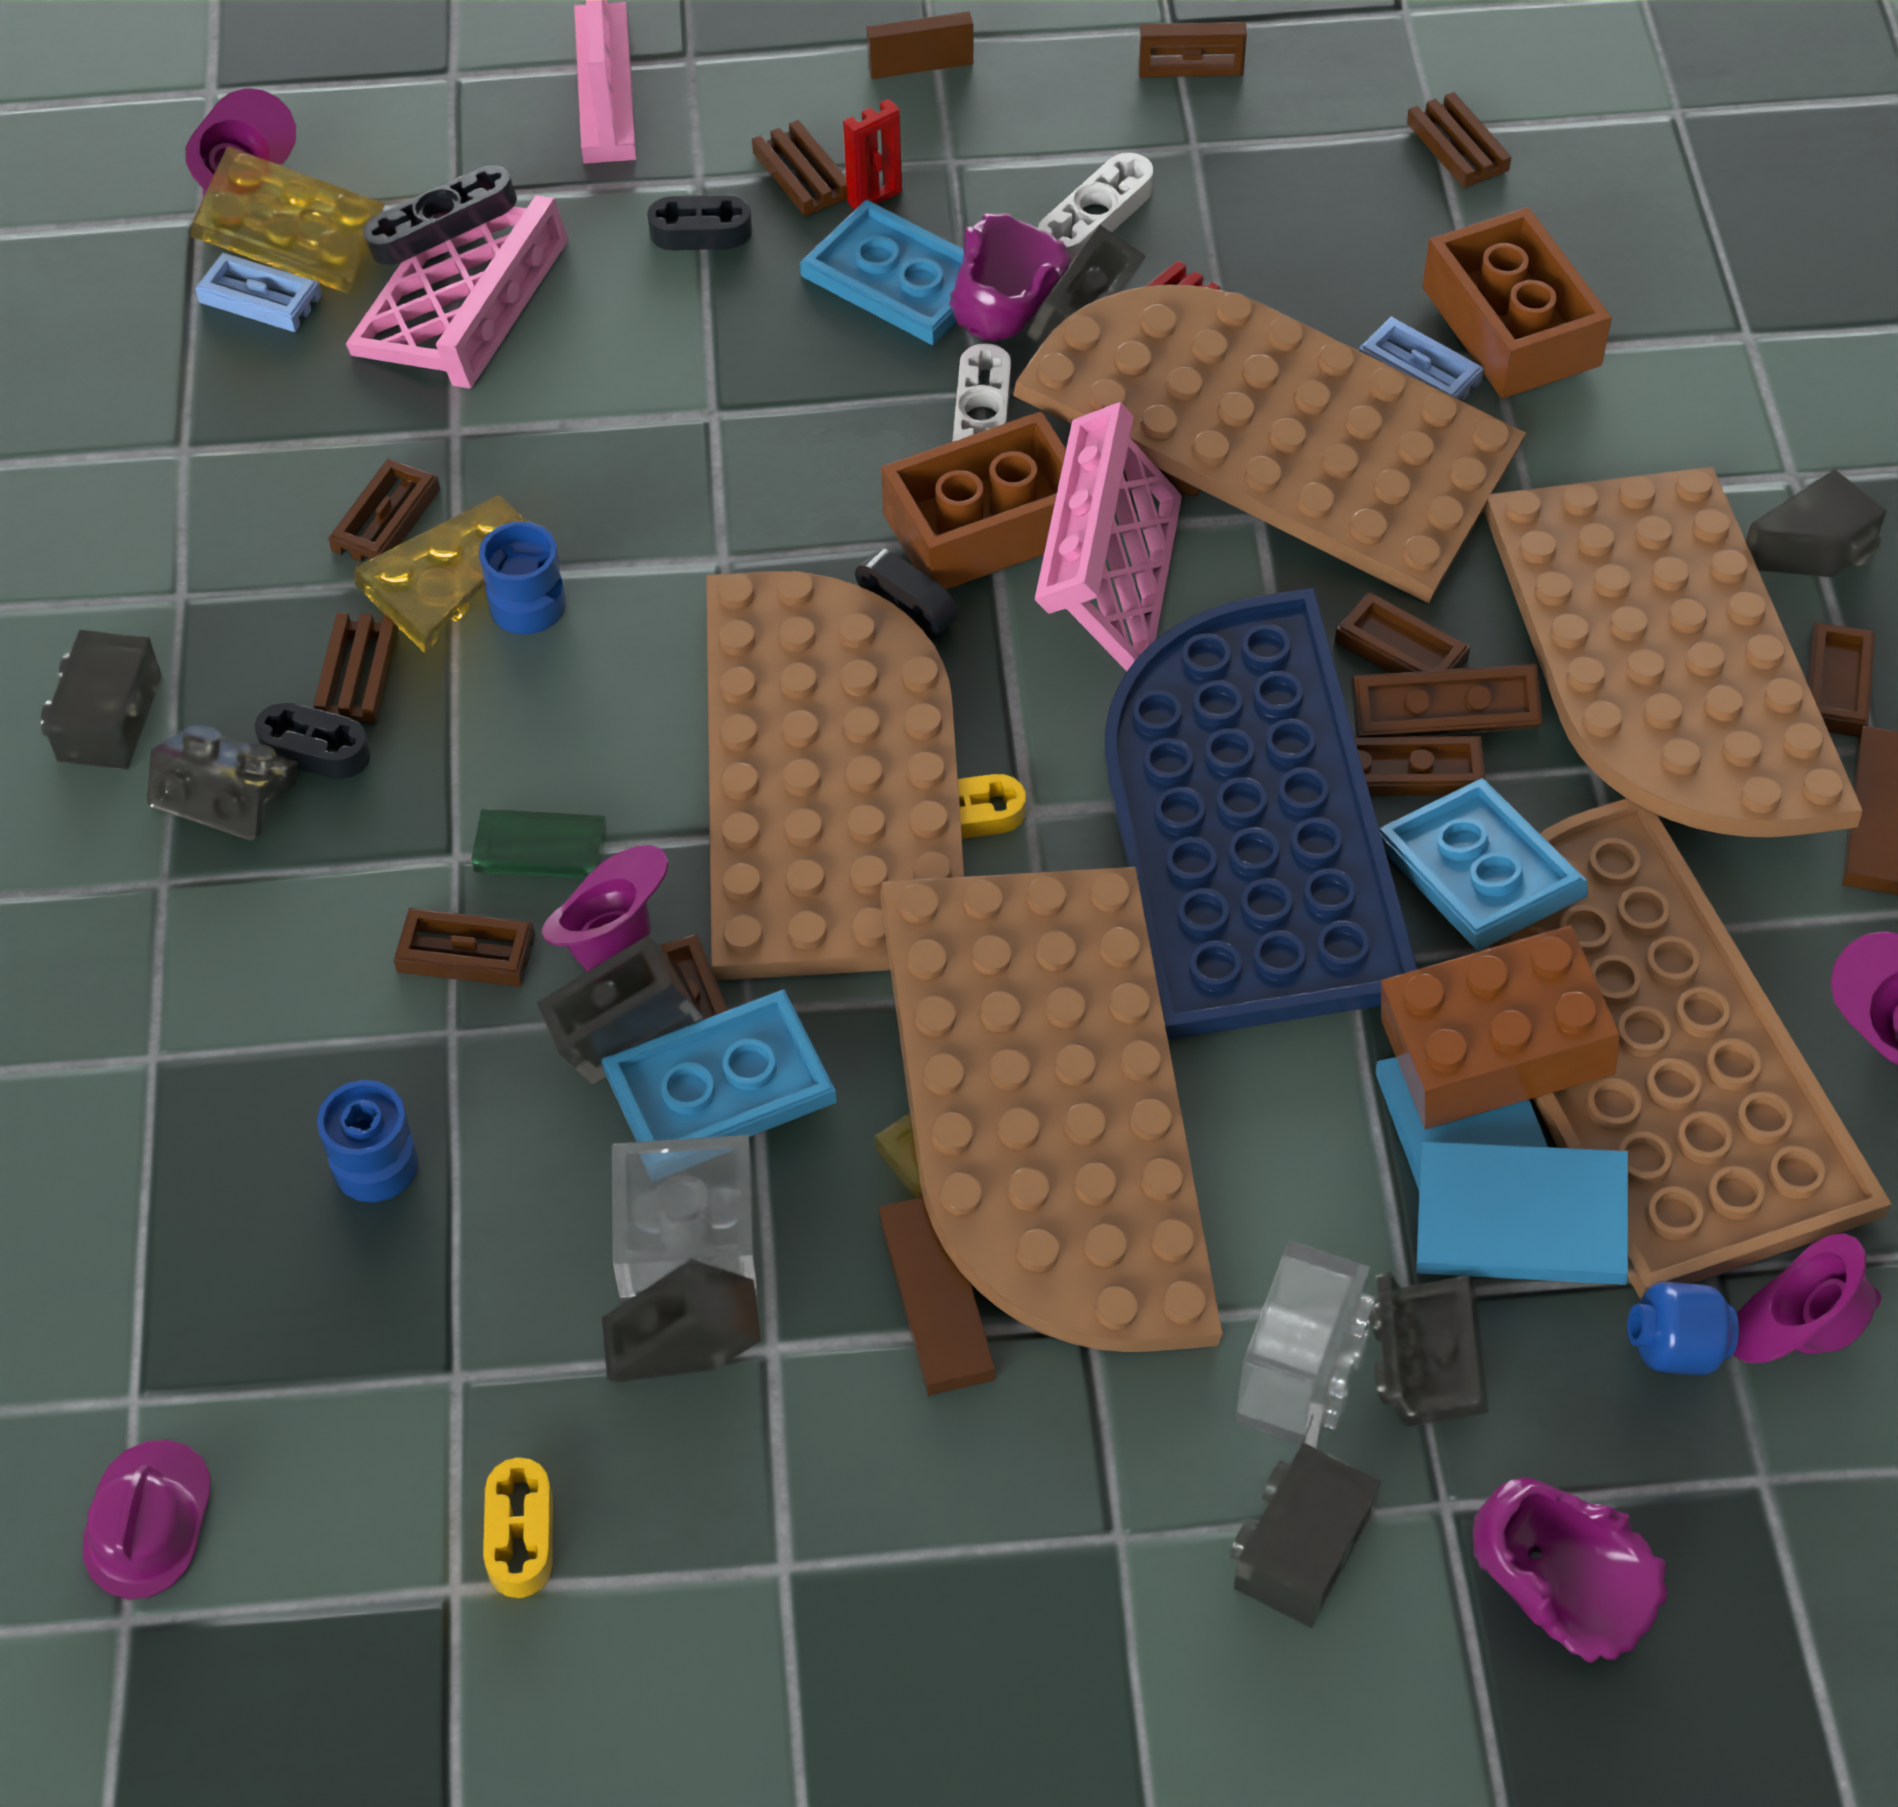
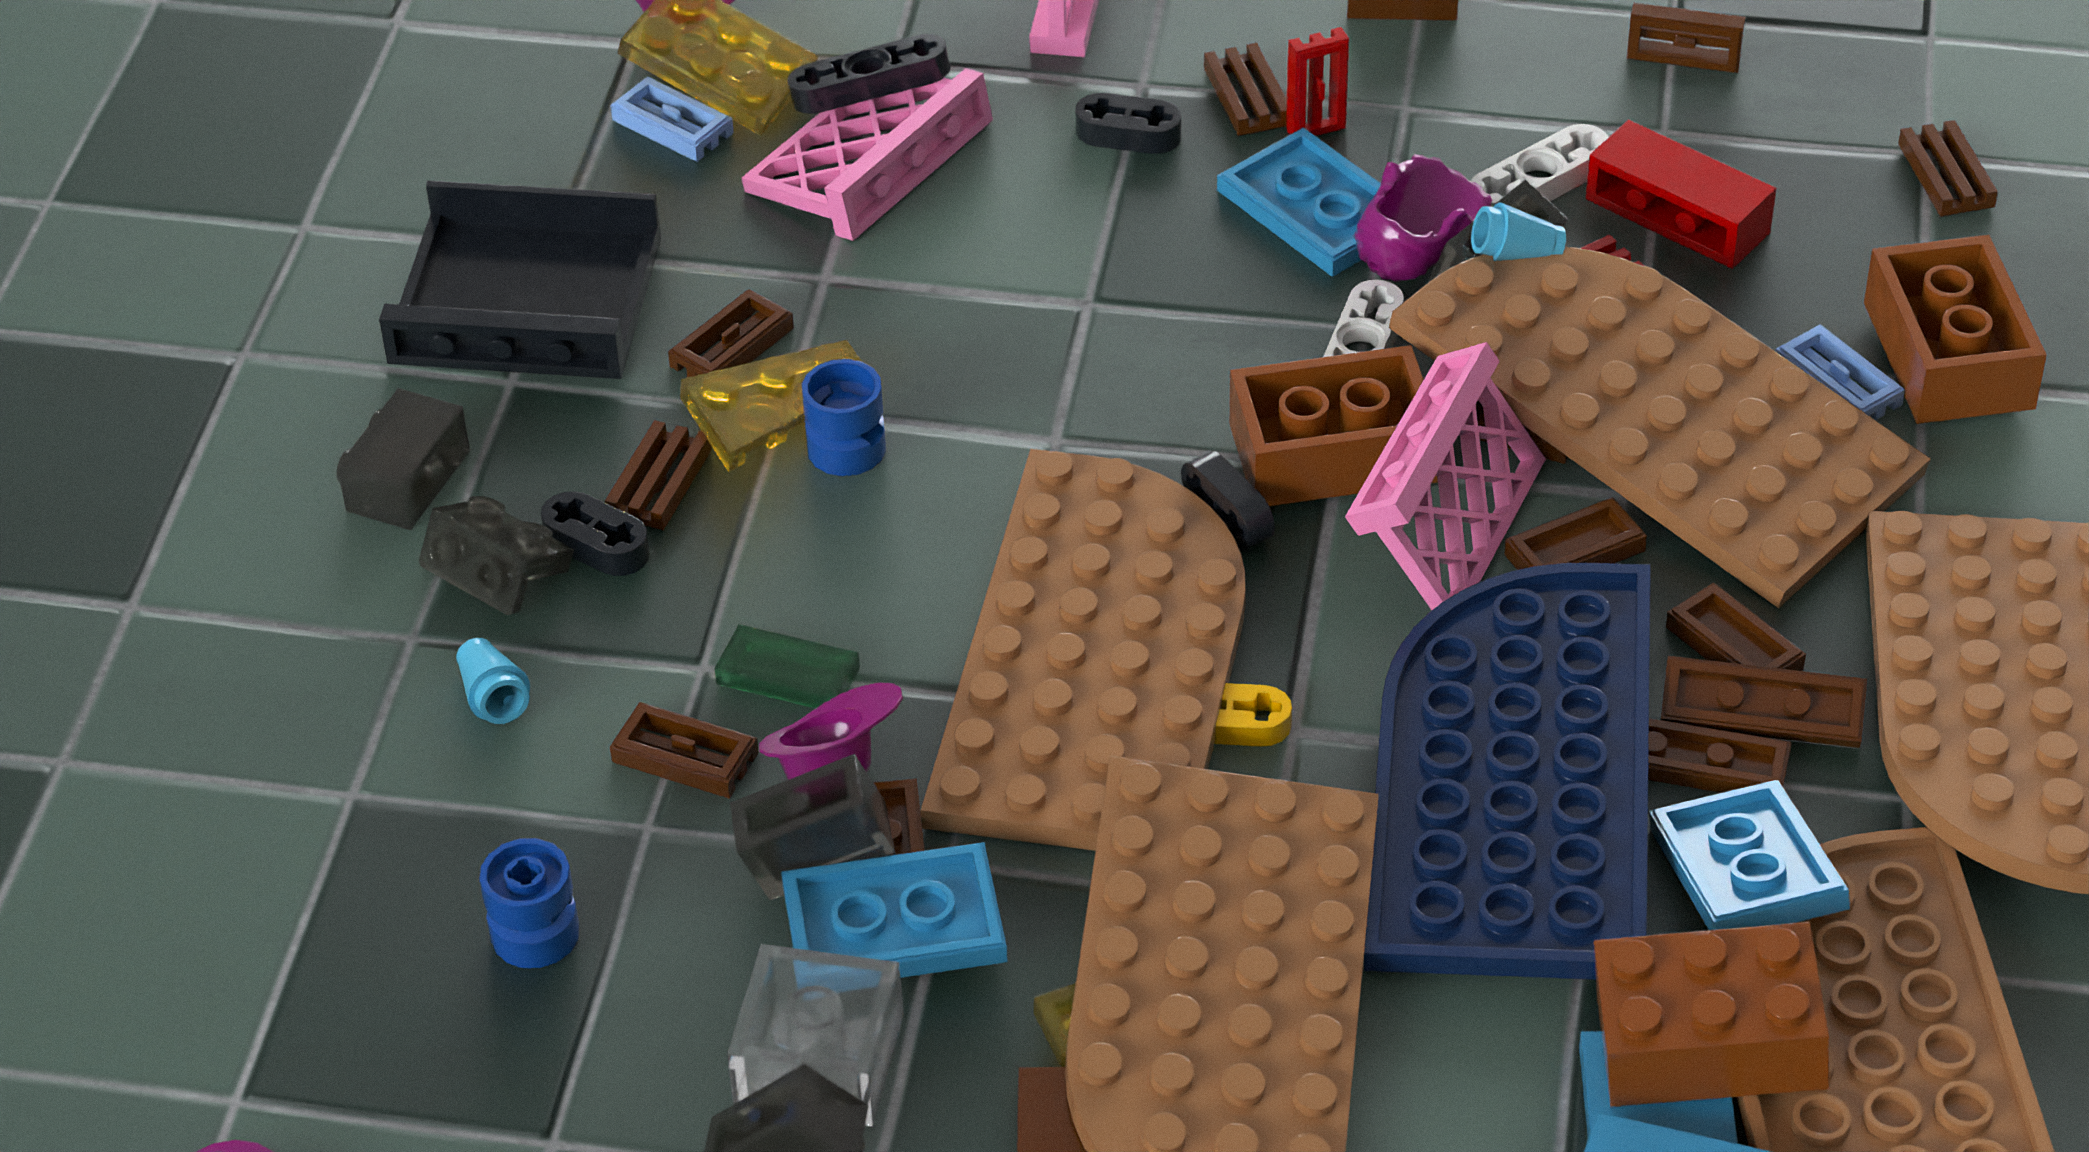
camera: 15 degrees right, 10 degrees down
(165, 489) = (525, 280): none -> black panel
(259, 915) = (492, 682): none -> medium azure cone
(1106, 283) = (1514, 234): none -> medium azure cone
(1231, 208) = (1680, 193): none -> red brick
(1234, 572) = (1586, 536): none -> reddish brown tile

